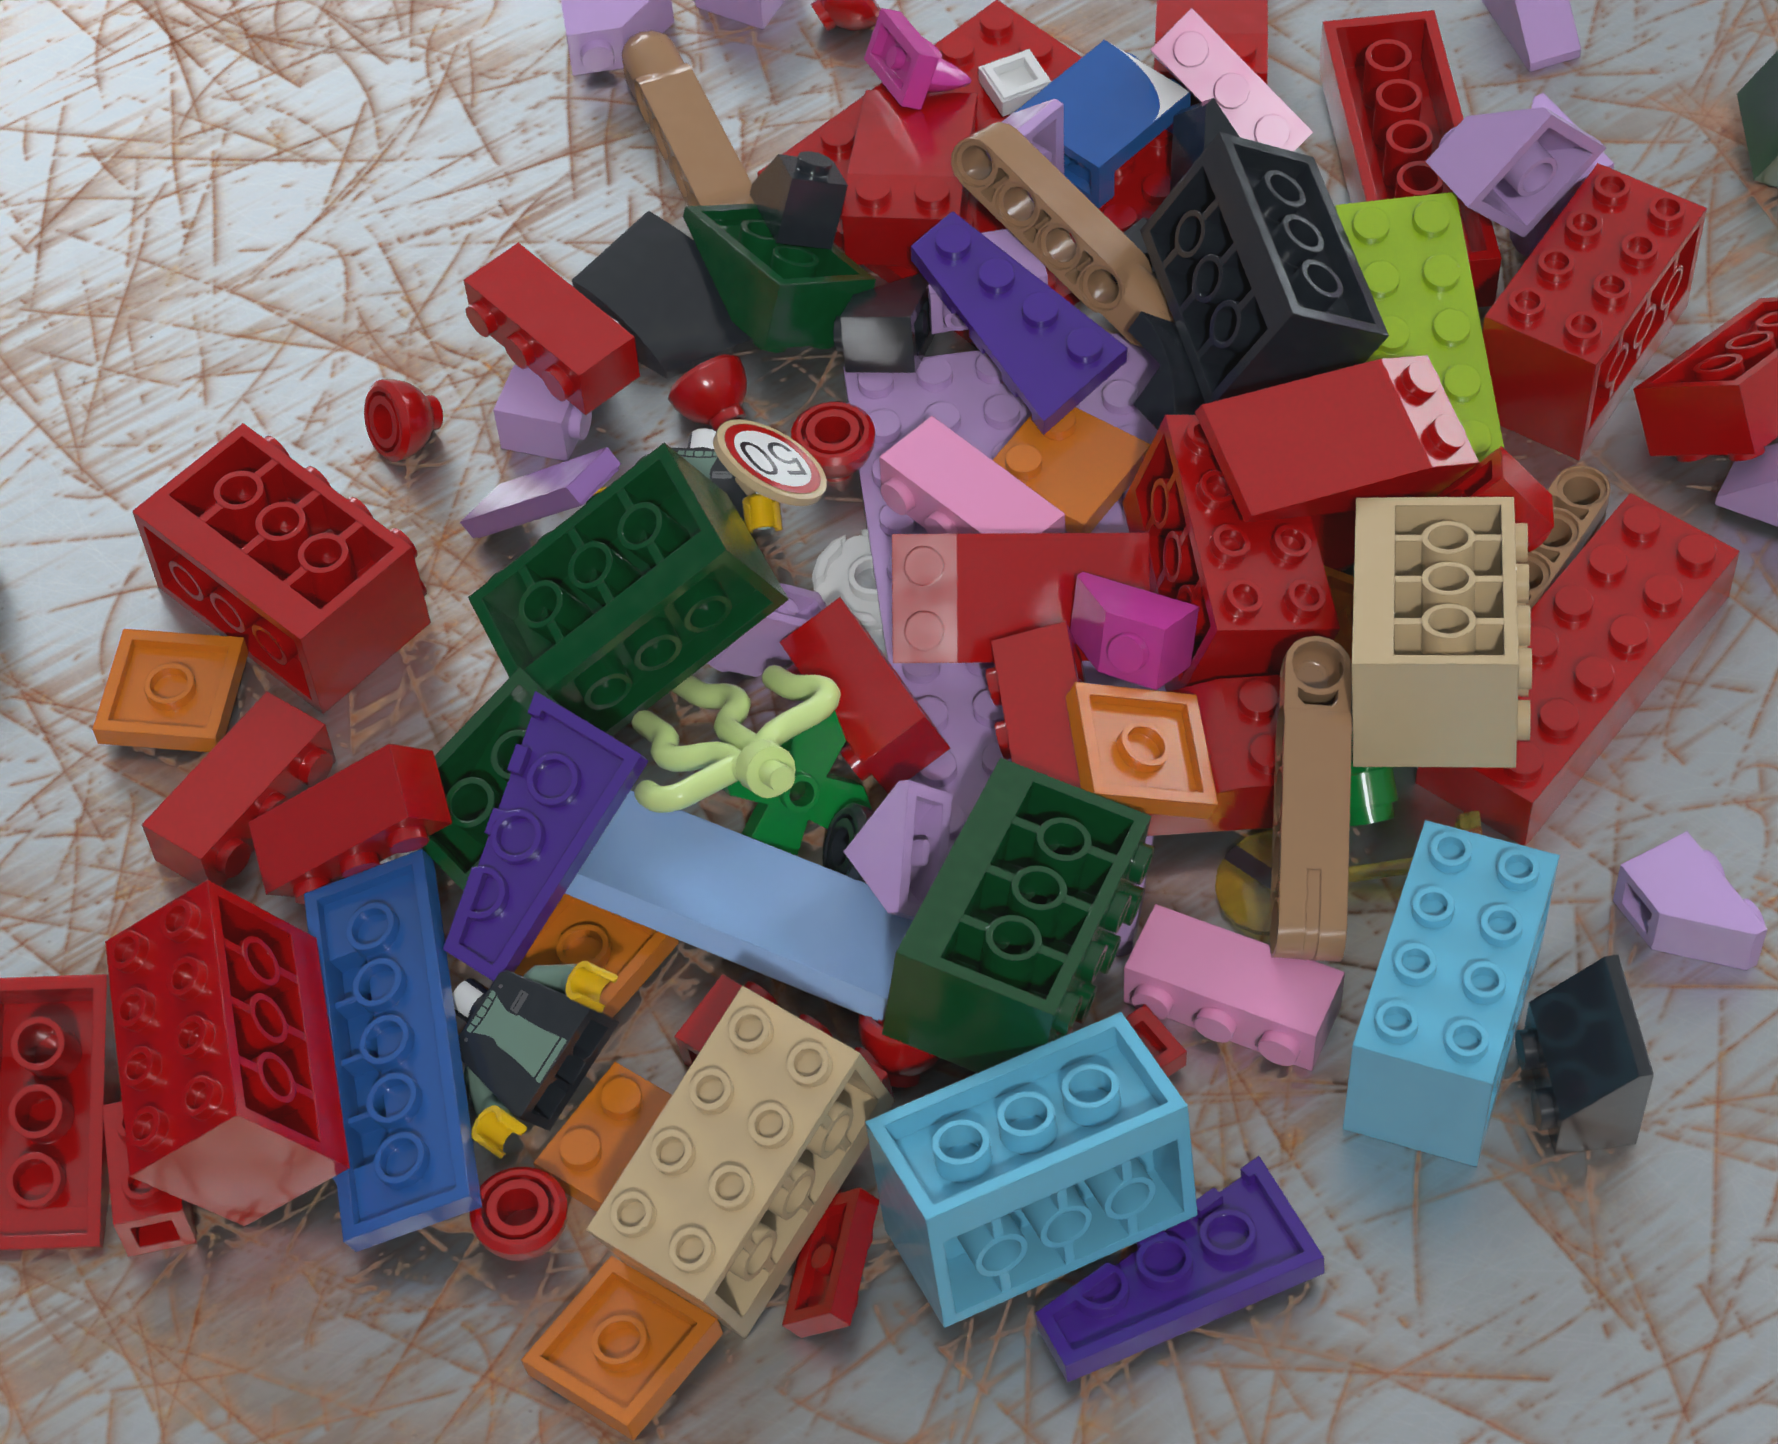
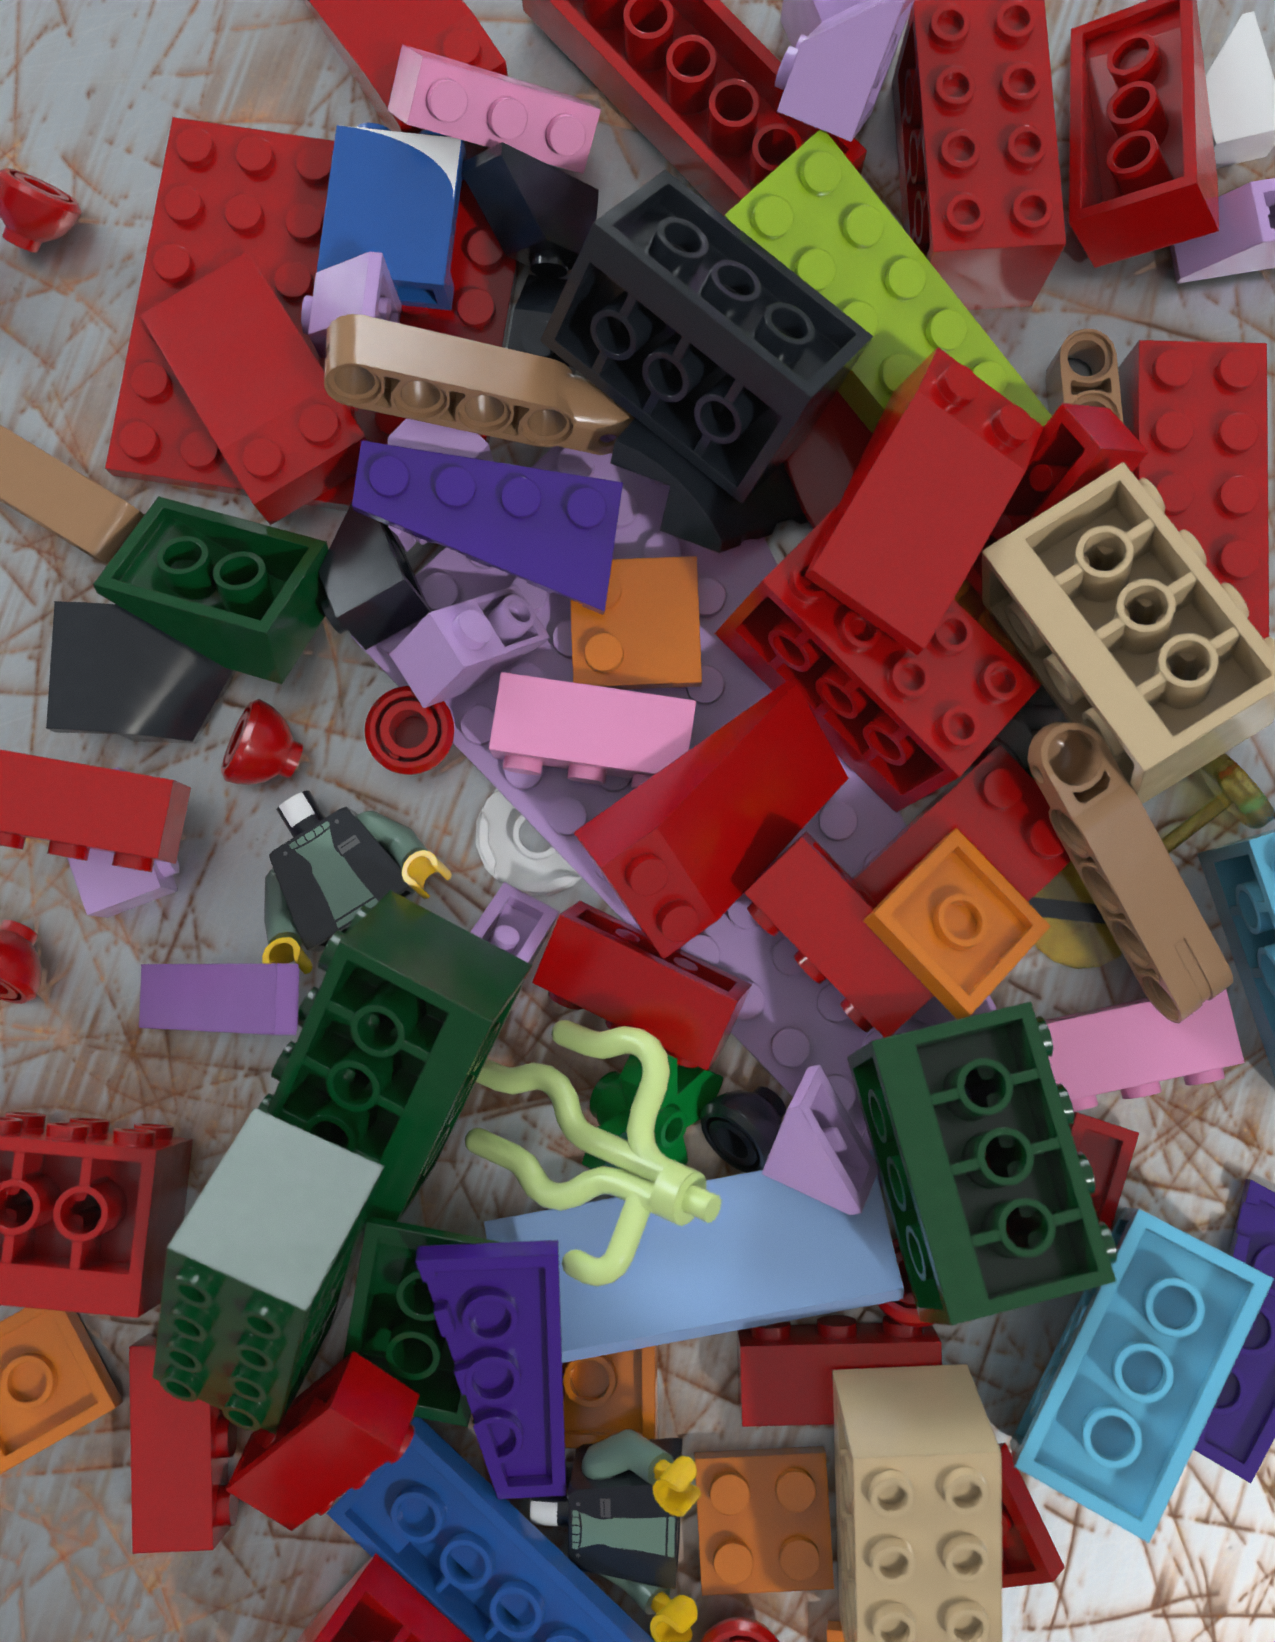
camera: 35 degrees left, 30 degrees up
(416, 639) = (262, 1271): none -> brick
(769, 463) = (393, 820): piece -> none
(801, 199) = (196, 506): black slope -> none
(909, 62) = (158, 265): dark pink tile -> none
(915, 383) = (467, 644): none -> lavender slope
(1013, 80) = (272, 214): white tile -> none
(1132, 631) = (861, 807): dark pink slope -> none

